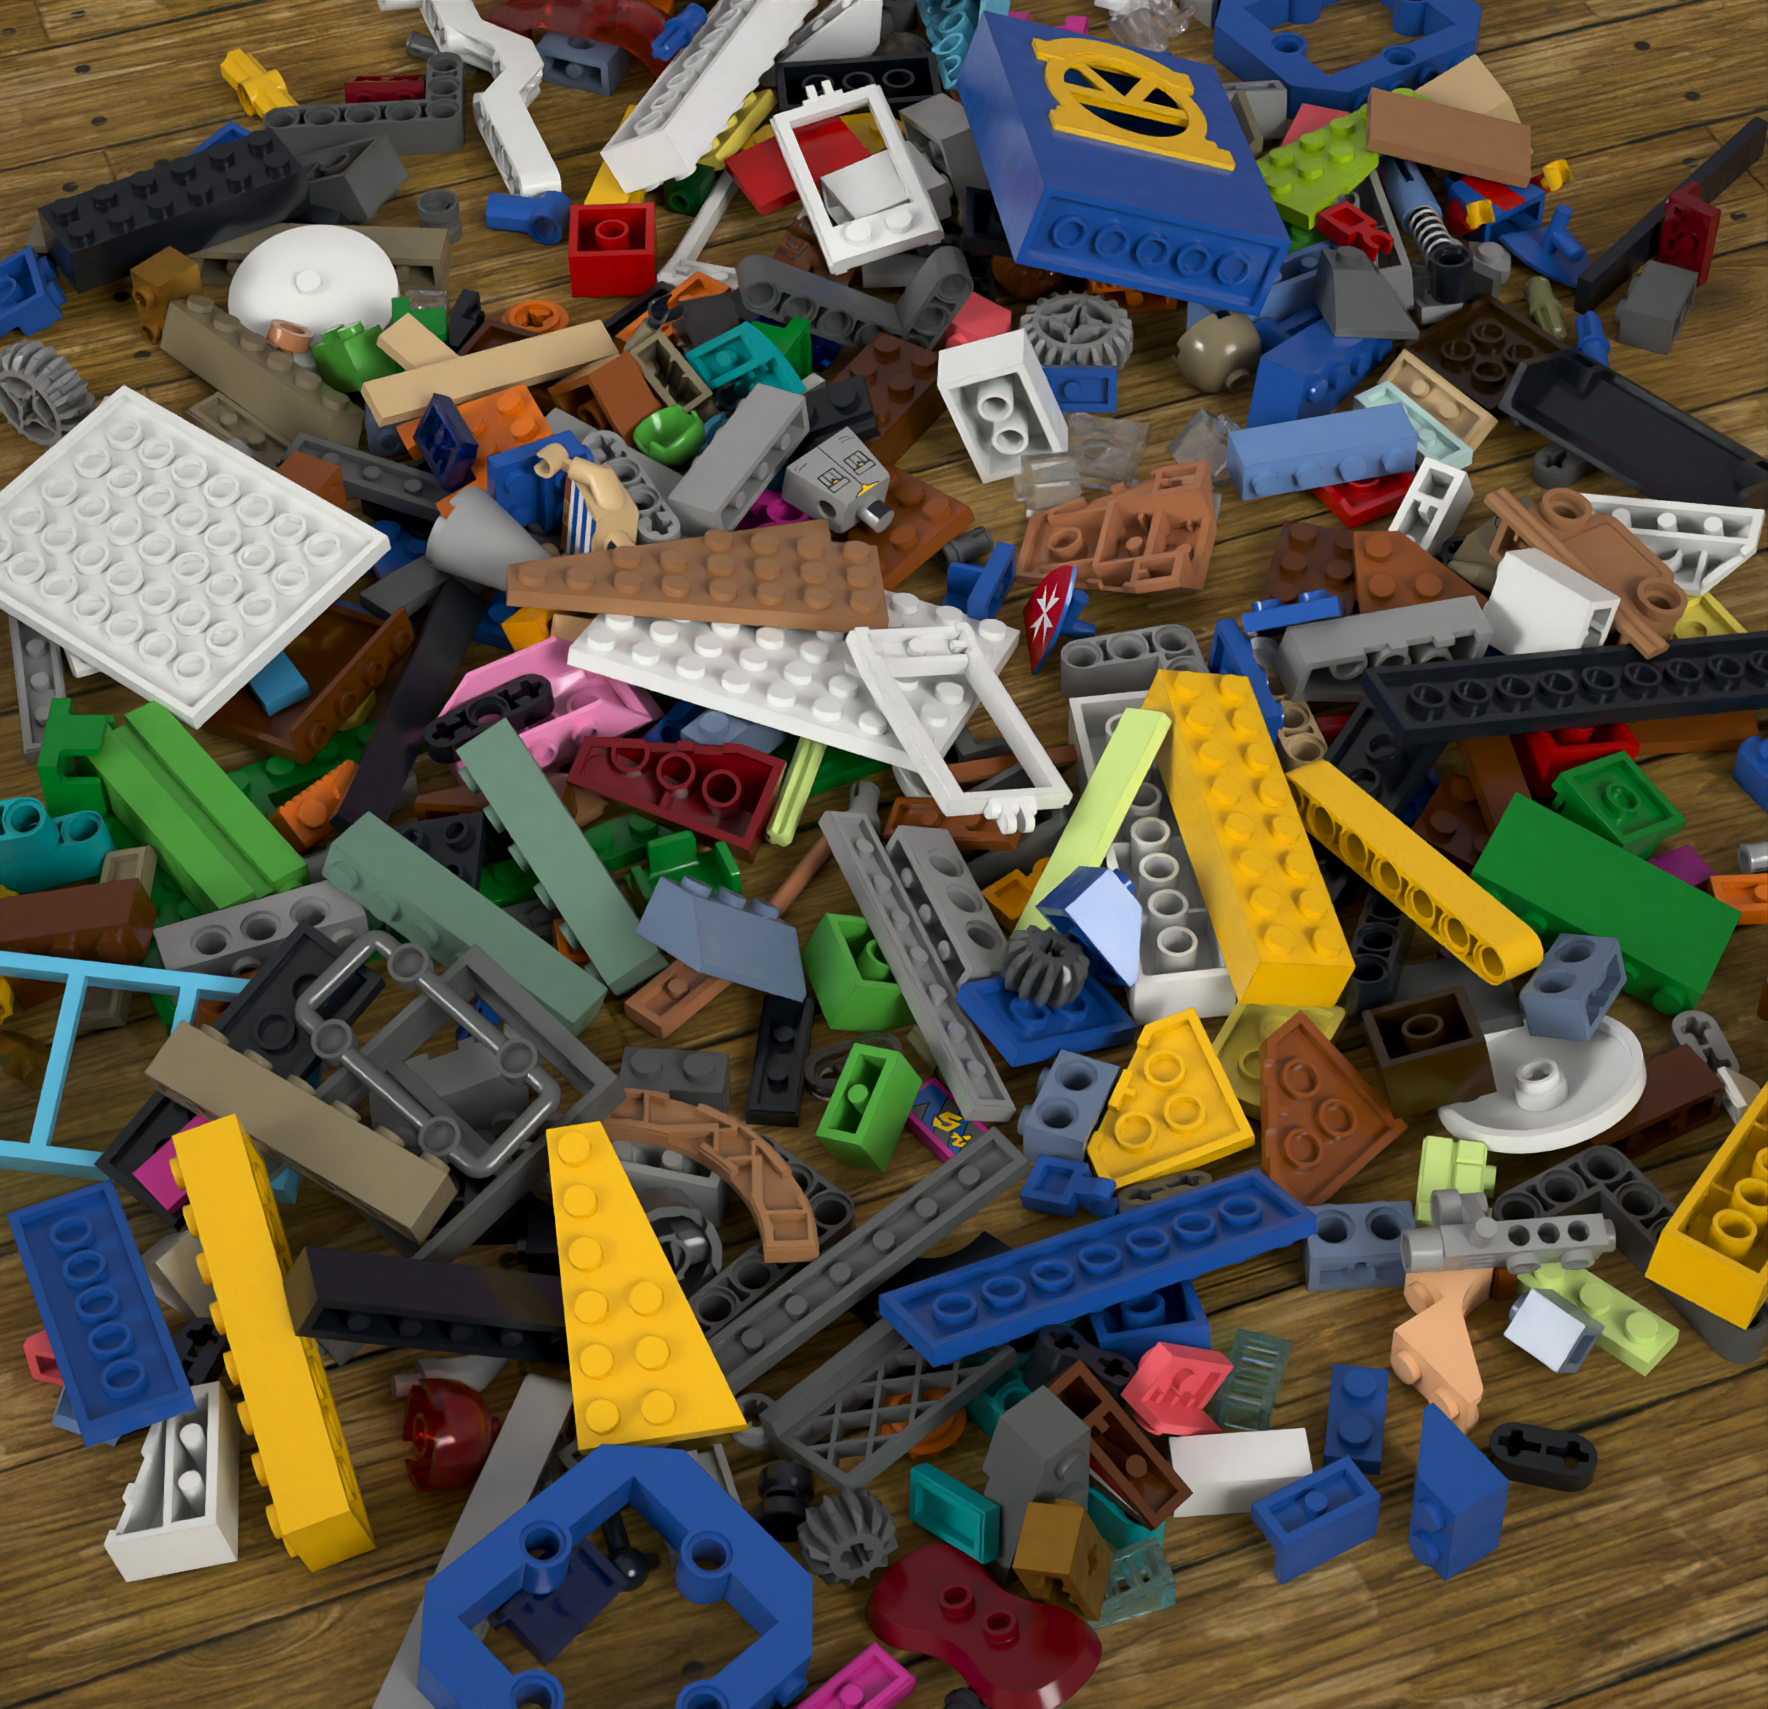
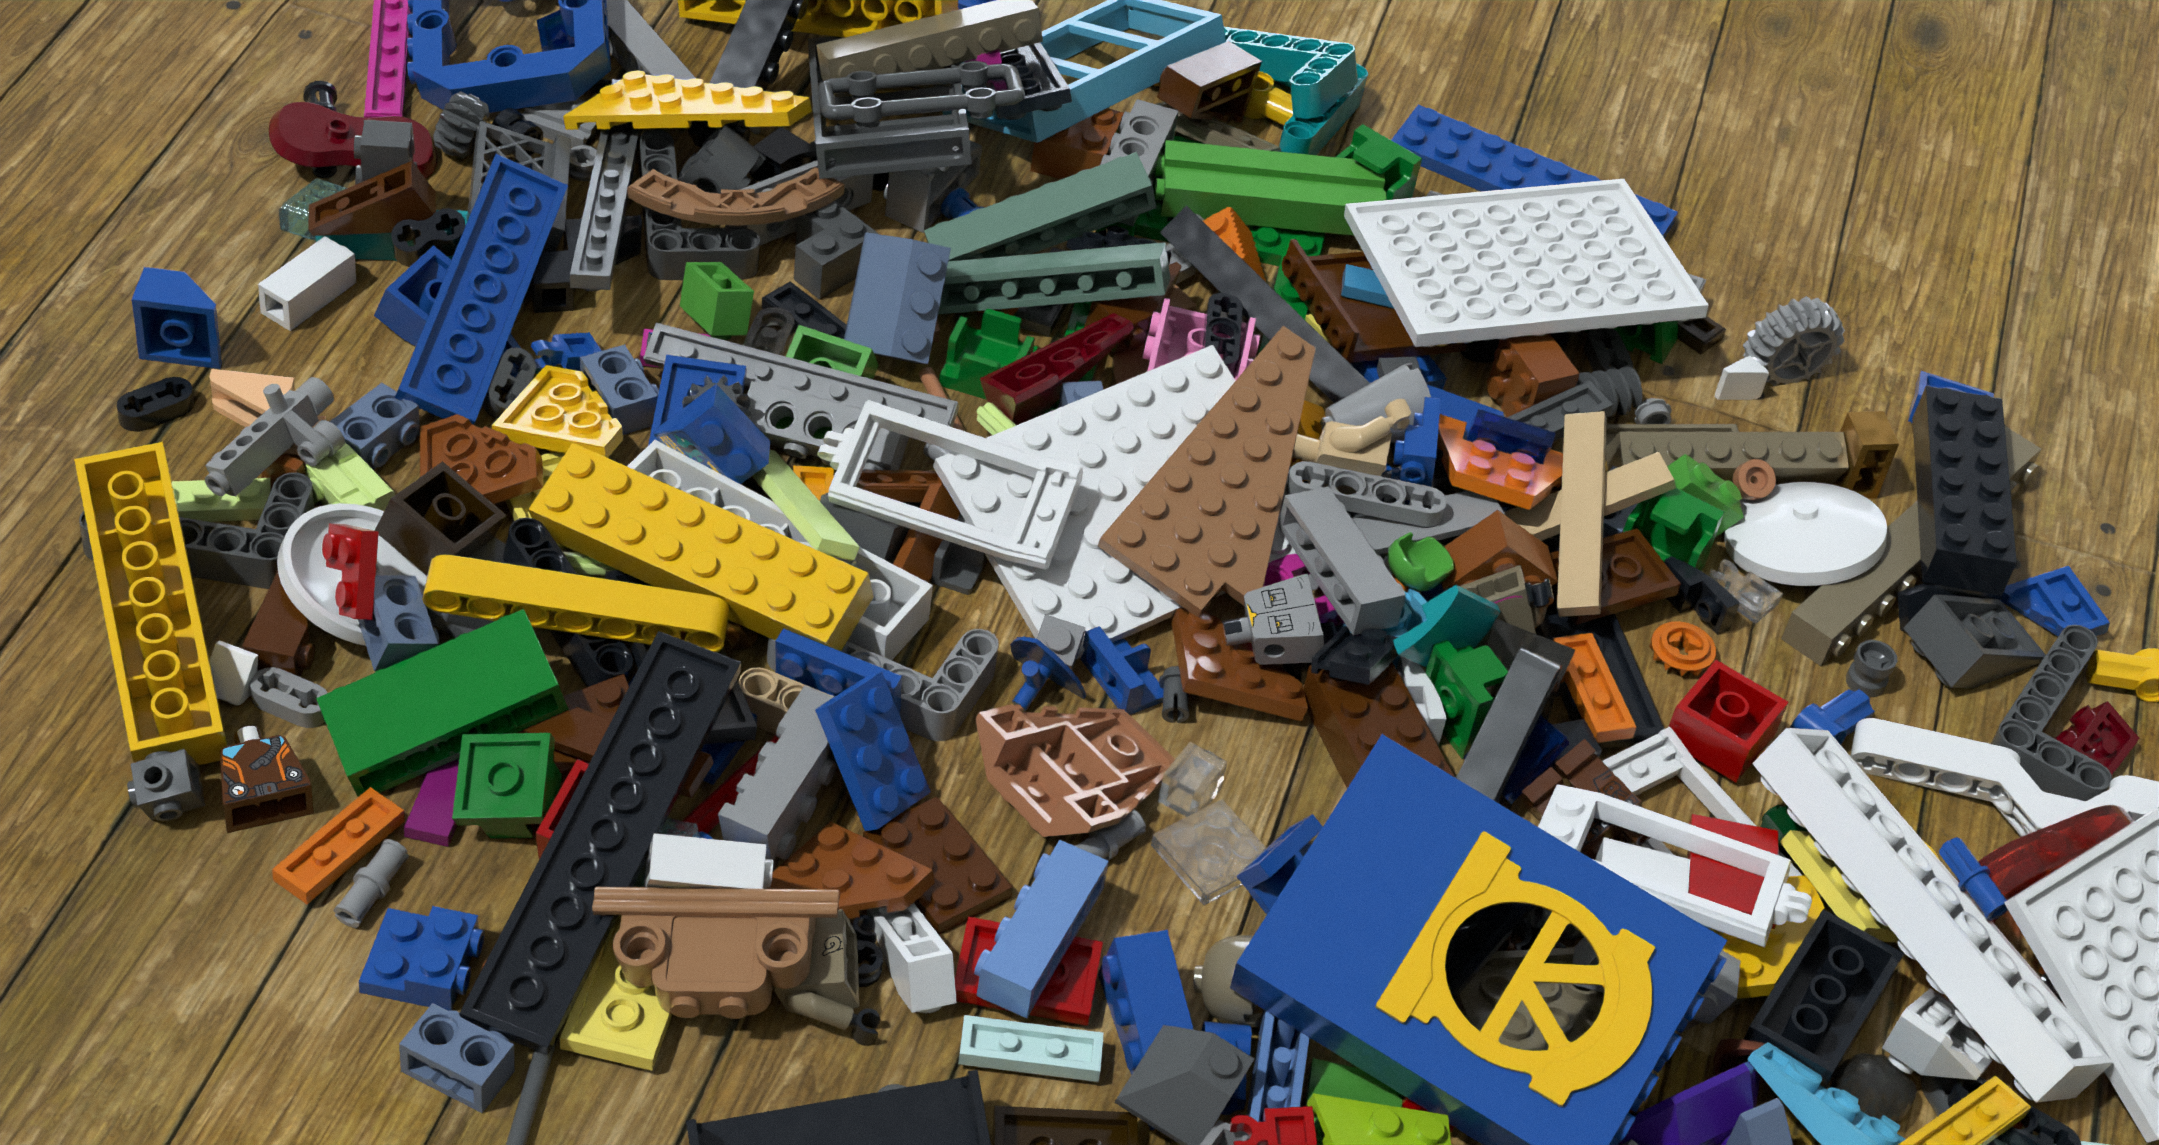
camera: 120 degrees right, 0 degrees up
(449, 1434) = (700, 44): clear red cylinder -> none
(954, 1512) = (439, 168): teal tile -> none
(1001, 403) = (1270, 750): white brick -> none
(1013, 618) = (1062, 638): none -> light grey plate
(1063, 1558) = (330, 152): pearl gold brick -> none
(1175, 1387) = (366, 263): coral bracket -> none
(1206, 439) = (1124, 899): clear slope -> none
(1245, 1411) = (348, 314): clear light blue slope -> none
(1318, 1517) = (239, 274): blue panel -> none
(1356, 1416) = (278, 355): blue plate -> none
(1440, 399) = (1048, 1089): tan tile -> none
(1553, 1329) = (200, 445): brick -> none
(1583, 1003) = (355, 554): none -> red plate
(1692, 539) = (717, 1058): white wedge -> none

